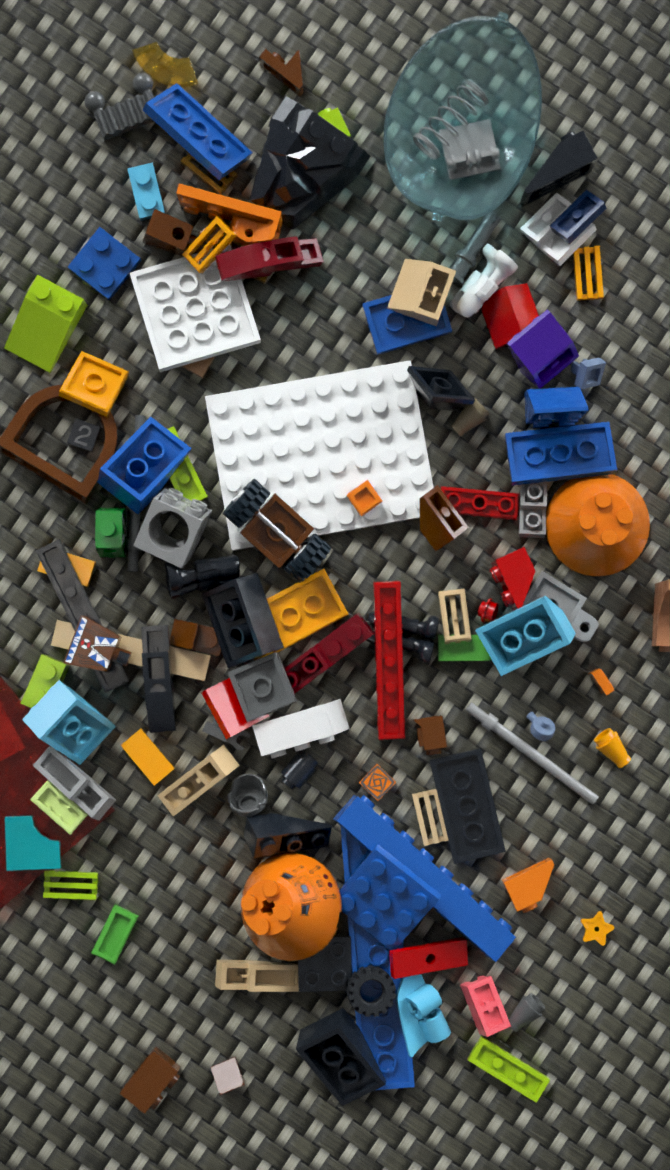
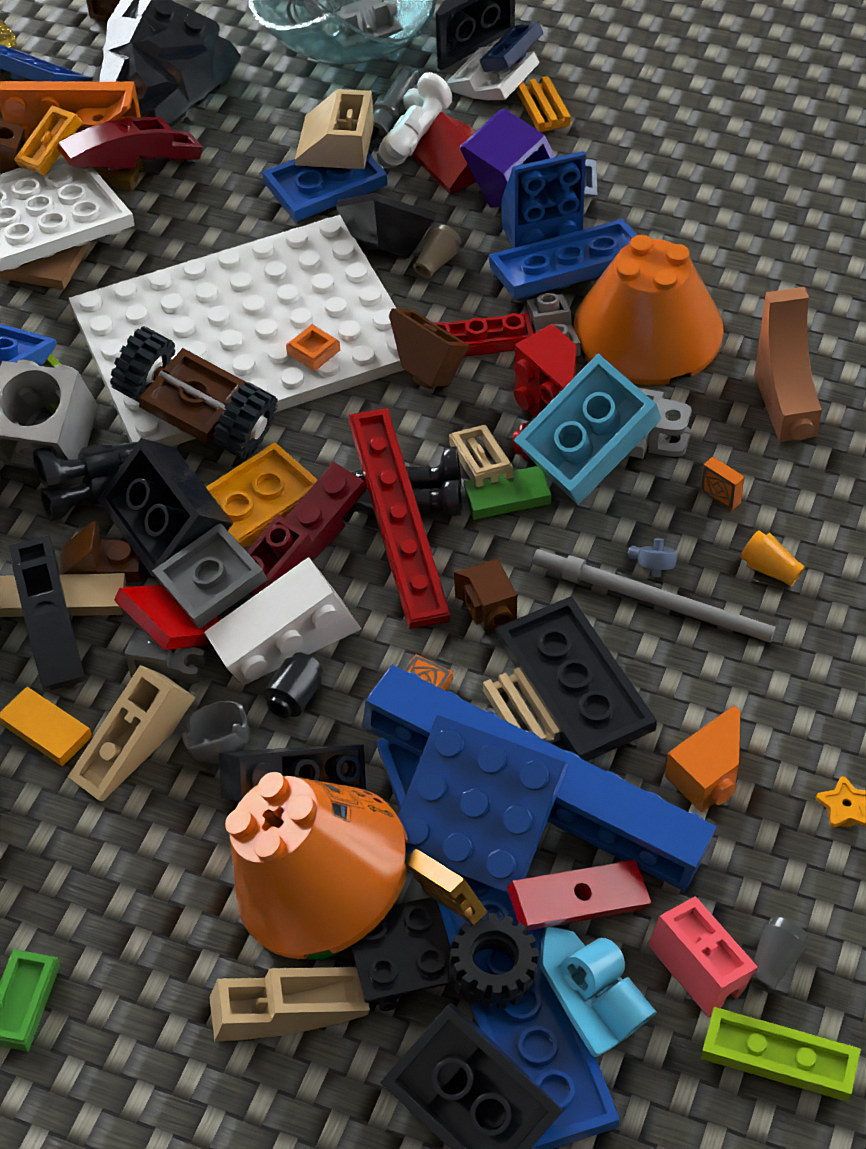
camera: 10 degrees left, 35 degrees down
(354, 947) = (445, 886): none -> pearl gold tile

